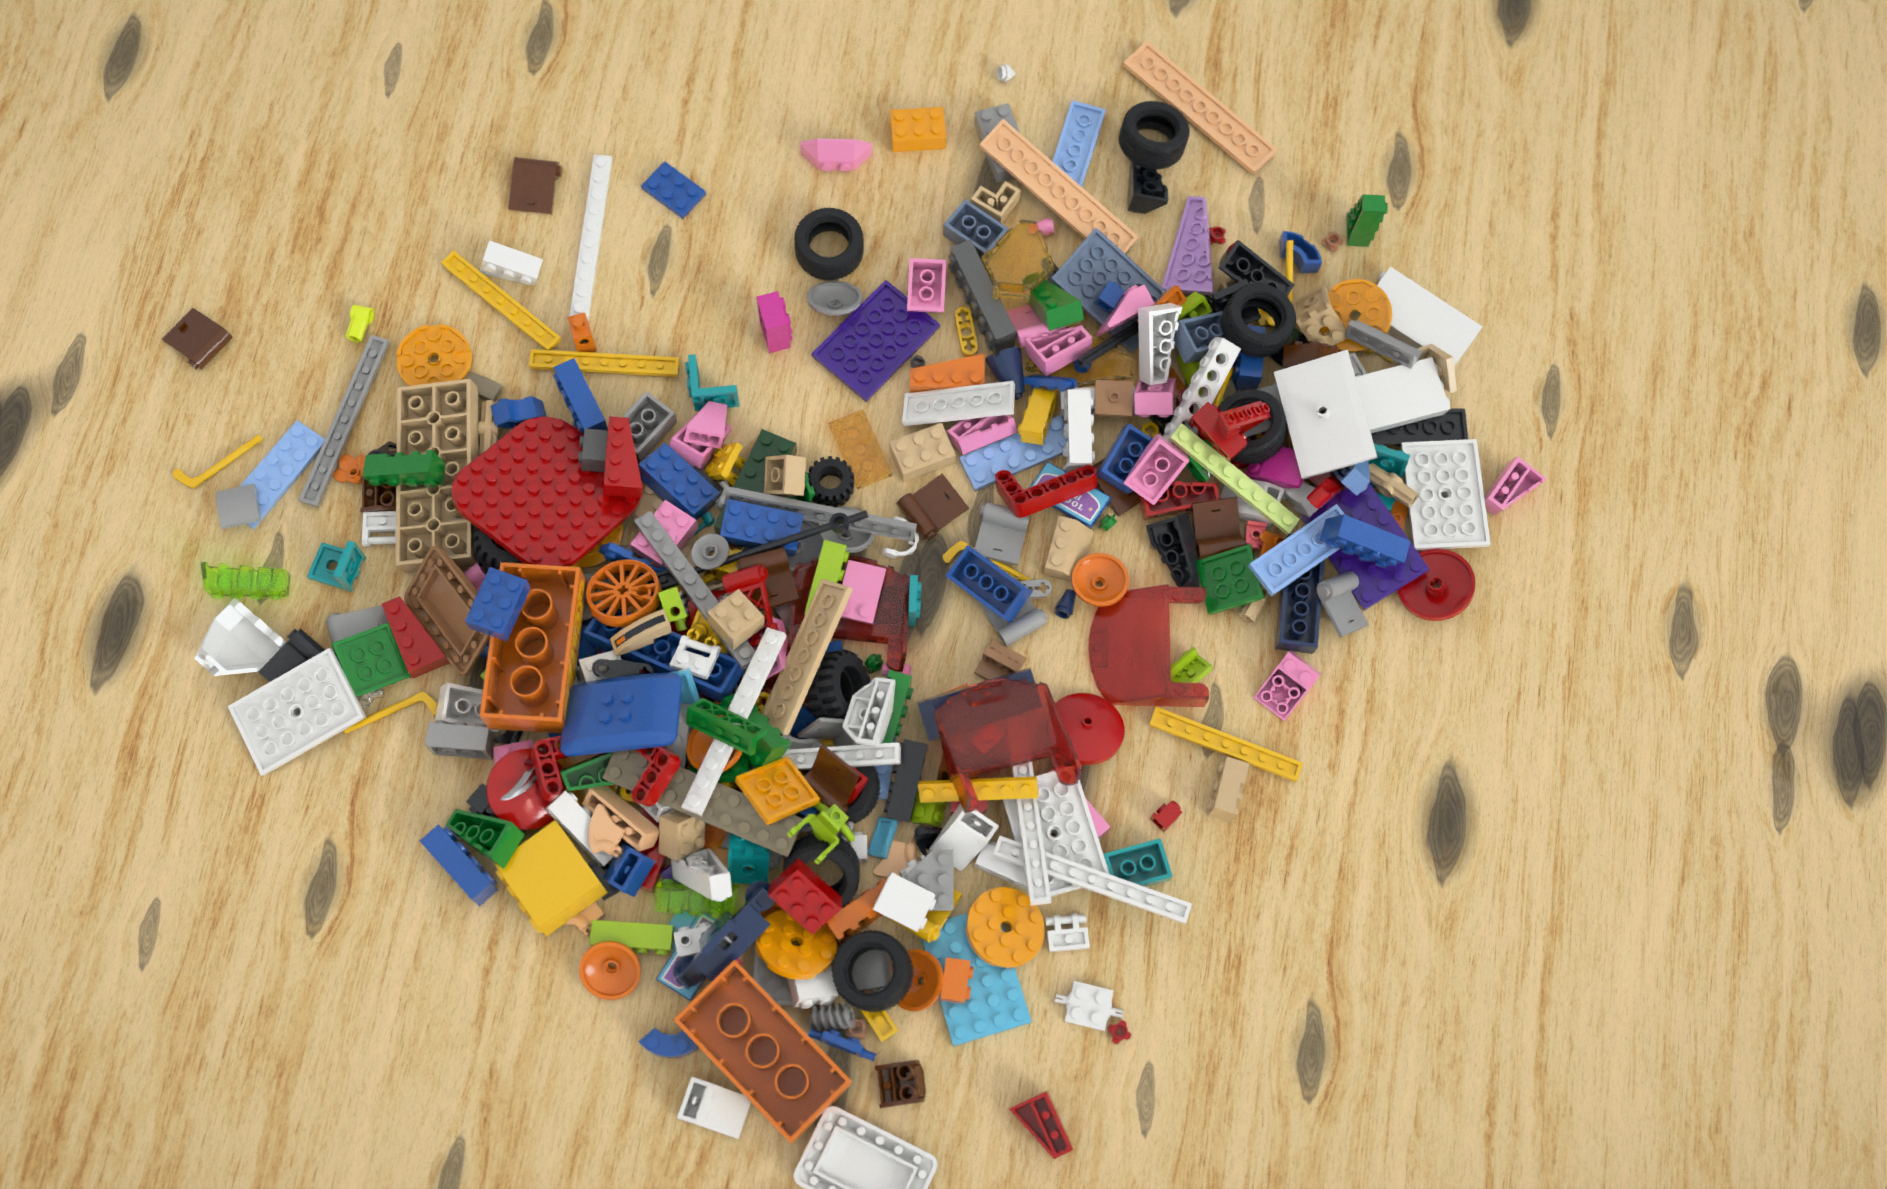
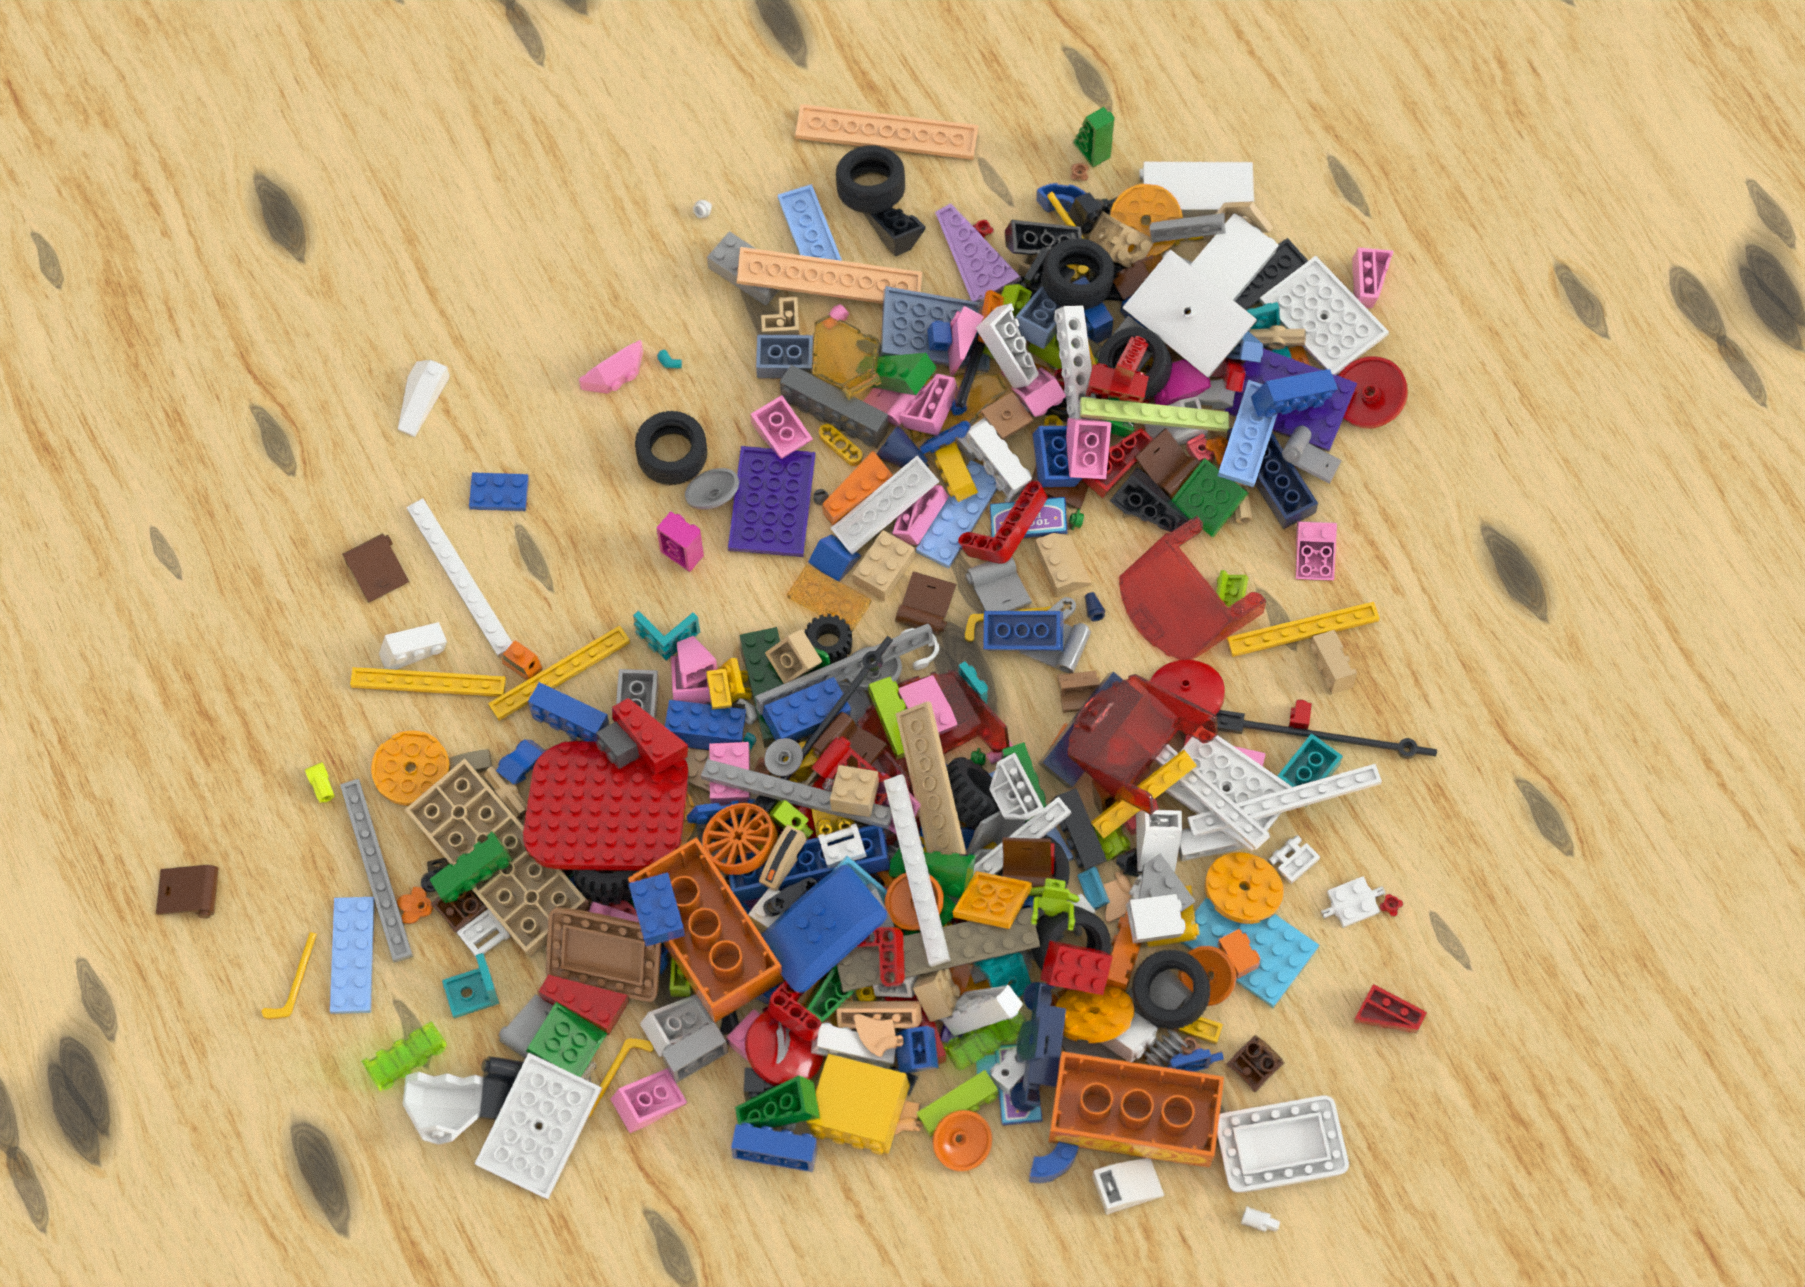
camera: 30 degrees left, 5 degrees down
(238, 506) = (347, 999): light grey slope -> none
(397, 753) = (647, 1100): none -> bright pink slope
(677, 74) = (421, 393): none -> white wedge
(707, 461) = (718, 689): none -> yellow plate
(723, 727) = (916, 877): green fence -> none
(882, 175) = (667, 362): none -> teal arm
(887, 419) = (833, 558): none -> blue slope
(917, 129) = (667, 303): light orange brick -> none
(1104, 570) = (1104, 559): orange dish -> none
(1108, 782) = (1234, 723): none -> black bar
(1311, 275) = (1087, 210): none -> black brick

